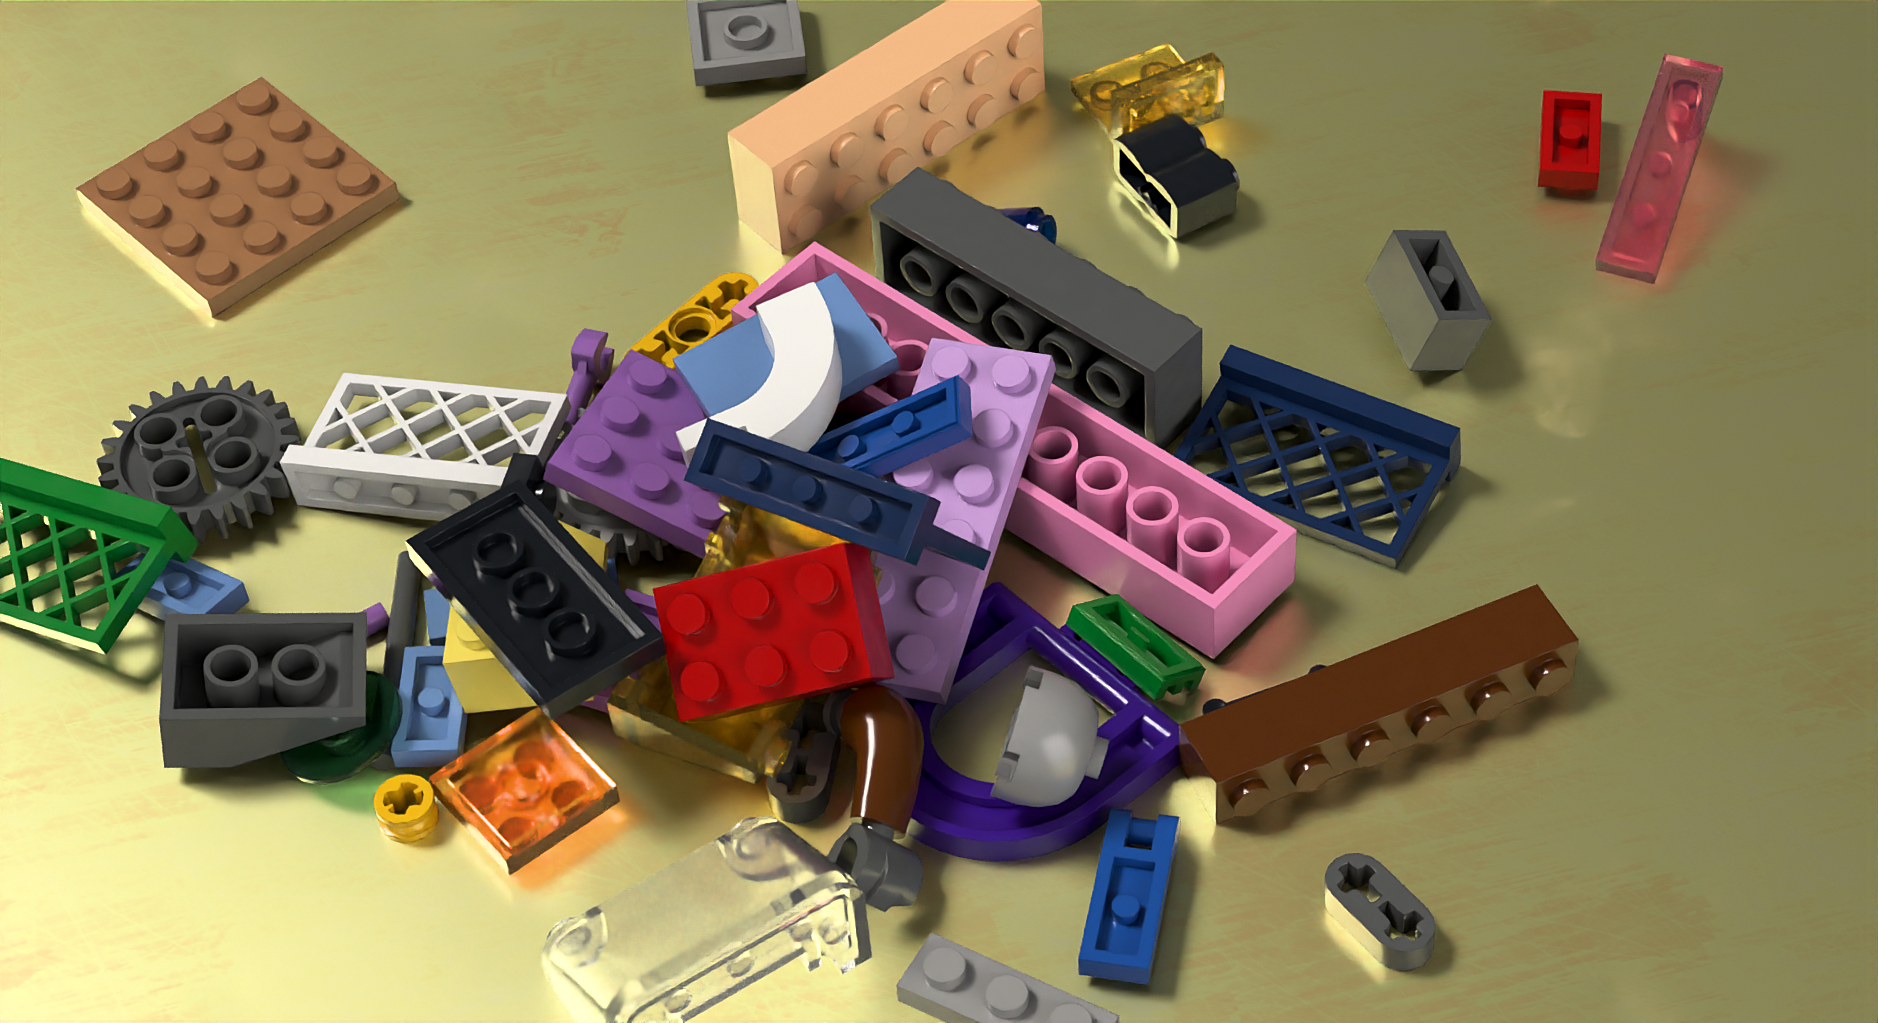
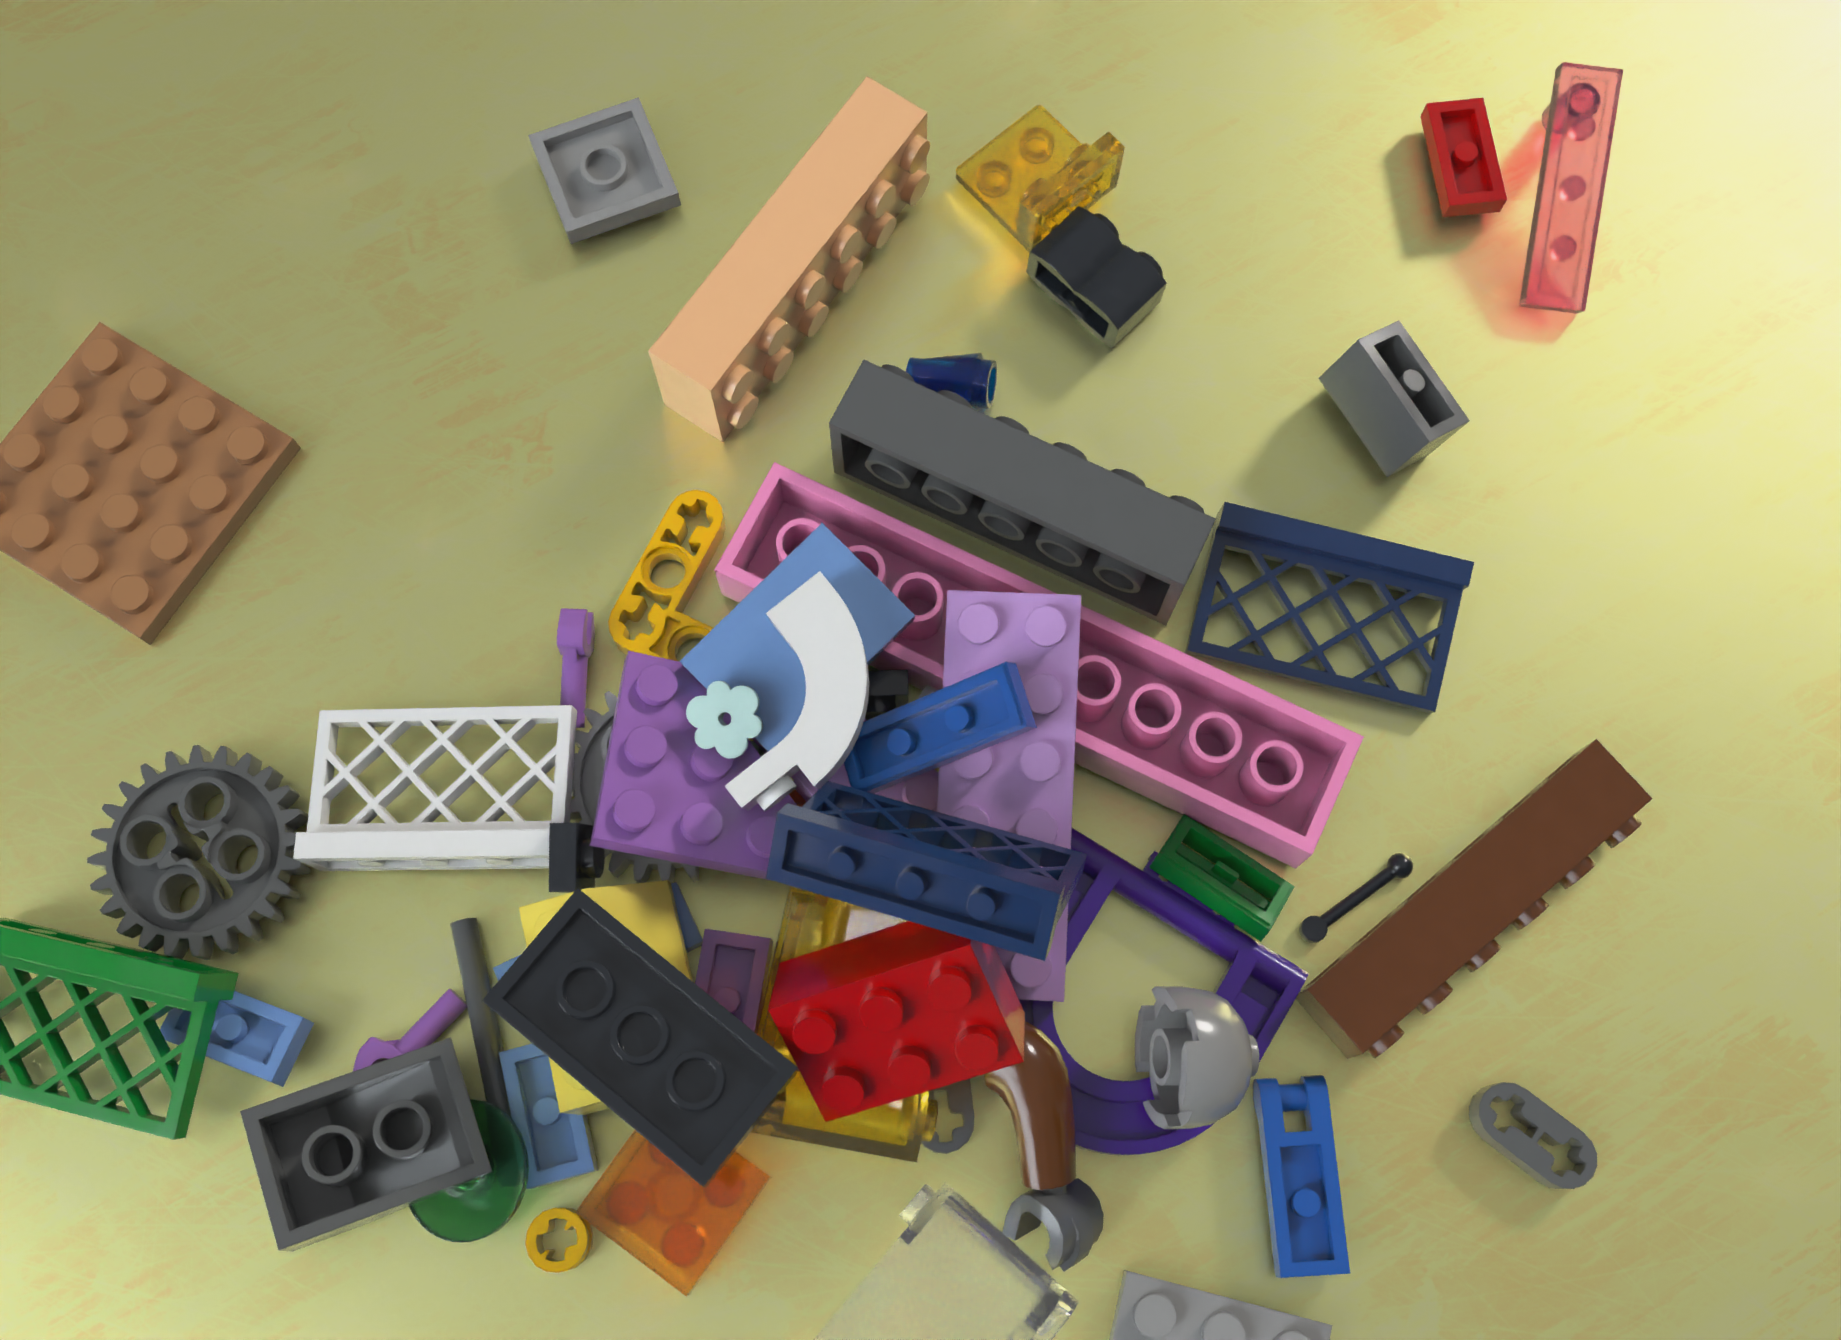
camera: 20 degrees left, 25 degrees up
(696, 398) = (707, 715): none -> light aqua plant

